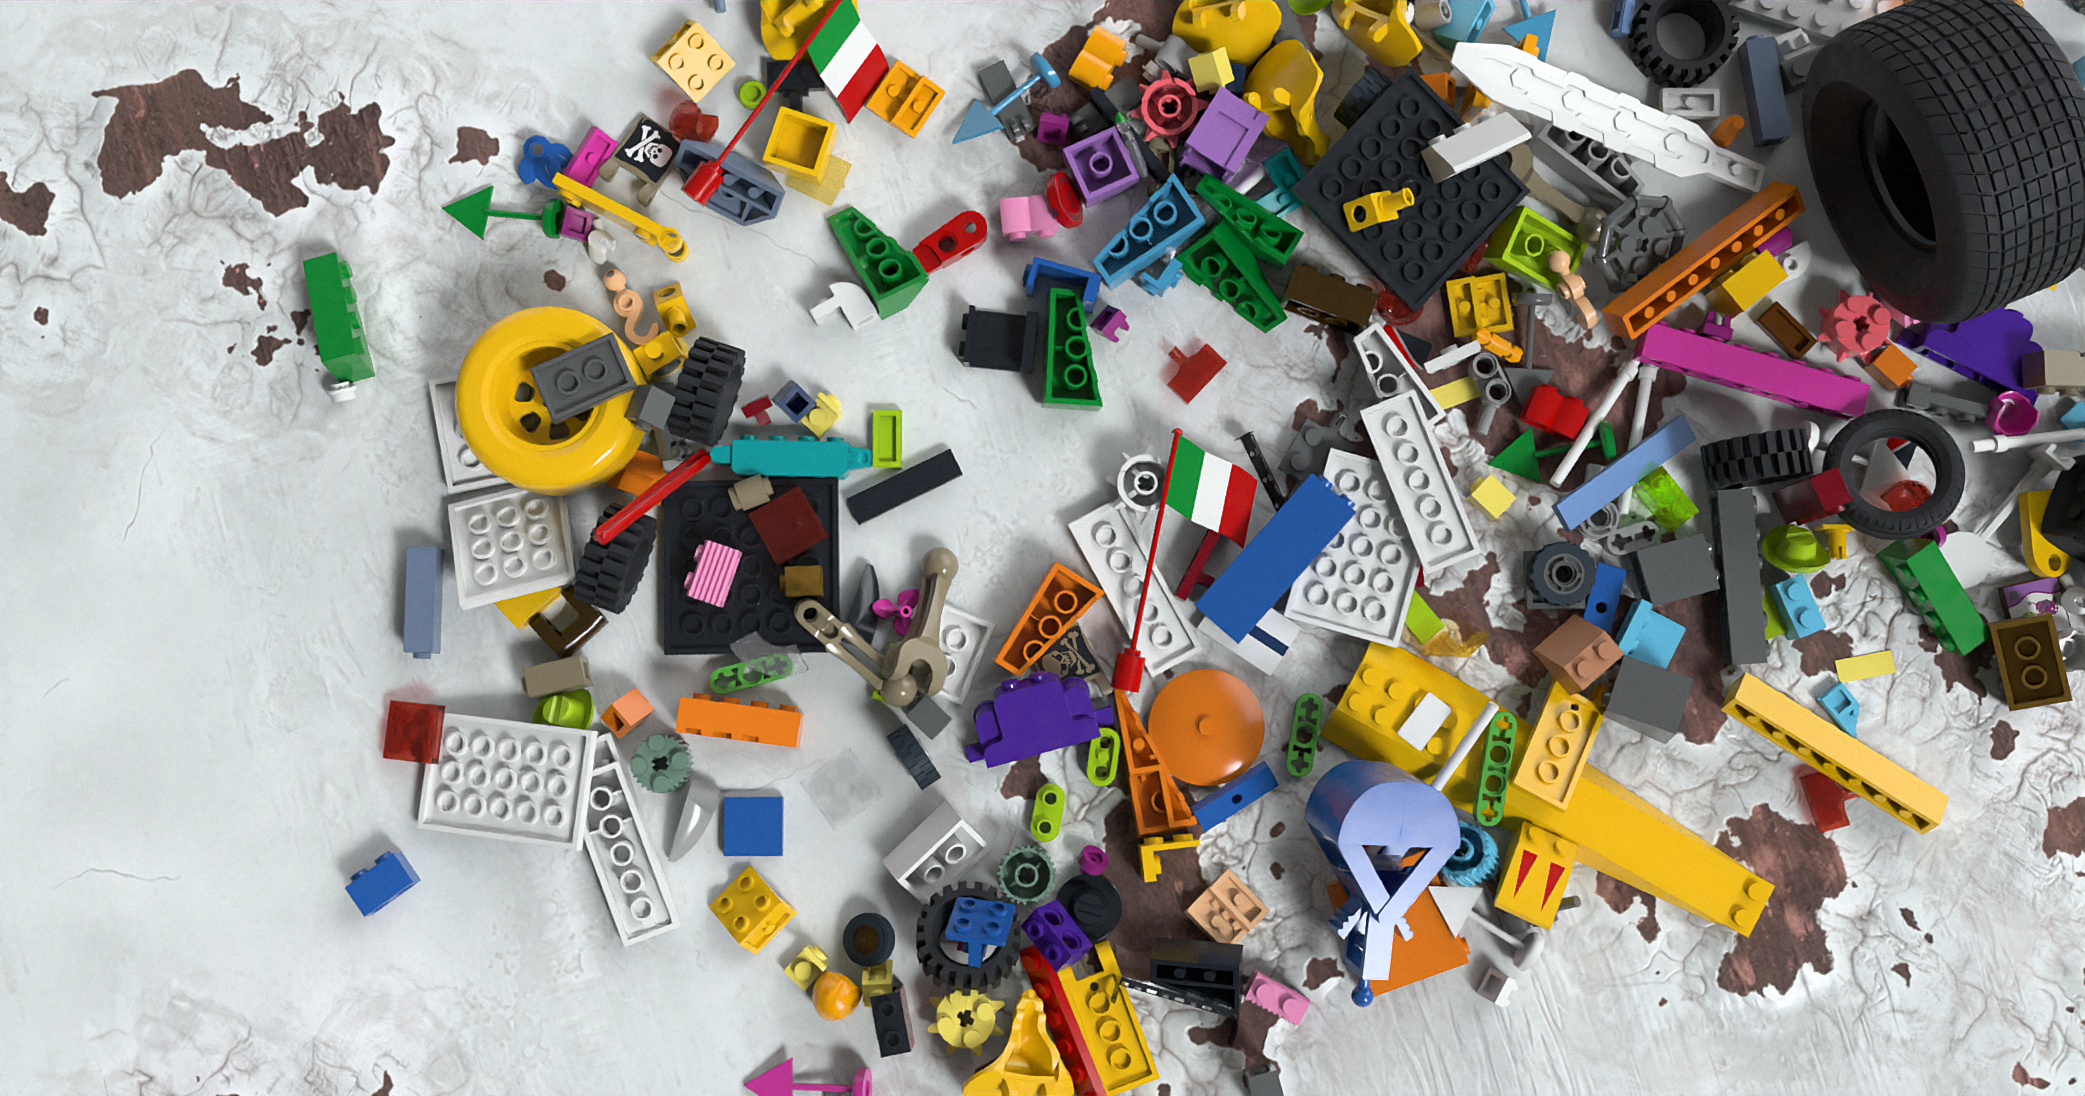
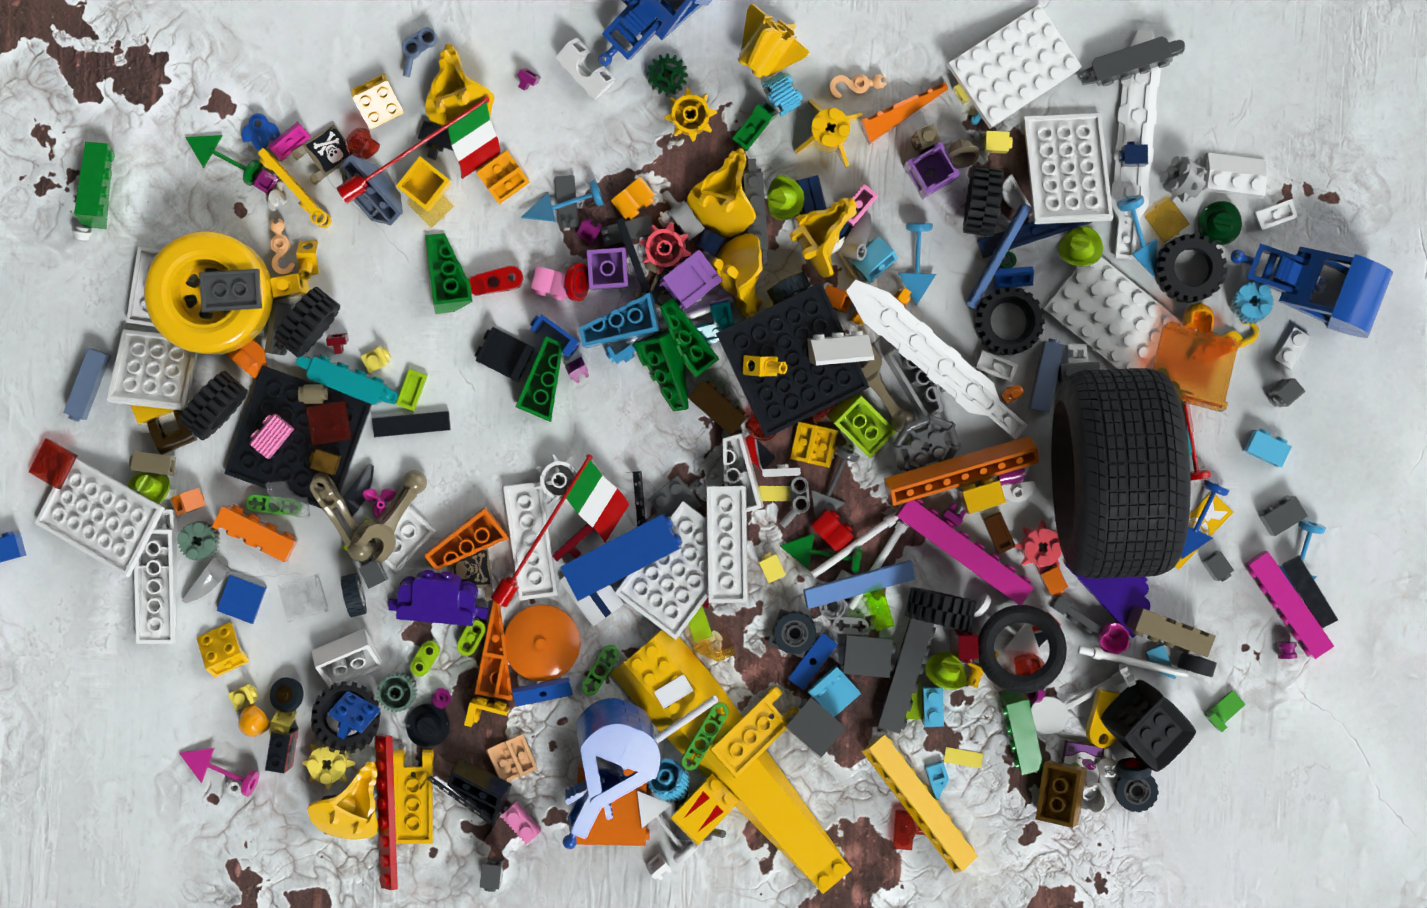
camera: 20 degrees right, 5 degrees up
(649, 408) = (264, 324): dark grey brick -> none
(651, 496) = (248, 376): red axle -> none
(751, 94) = (407, 137): lime tile -> none
(793, 401) = (361, 345): dark blue brick -> none
(850, 300) = (420, 294): white brick -> none
(1056, 935) = (400, 735): dark purple brick -> none
(1124, 128) = (630, 263): clear piece -> none
(1194, 371) = (619, 419): clear red plate -> none
(1211, 70) = (699, 234): light yellow brick -> none
(1497, 344) = (813, 474): light orange axle -> none
(1572, 288) = (873, 455): light nougat piece -> none
(1577, 653) = (784, 684): nougat slope -> none

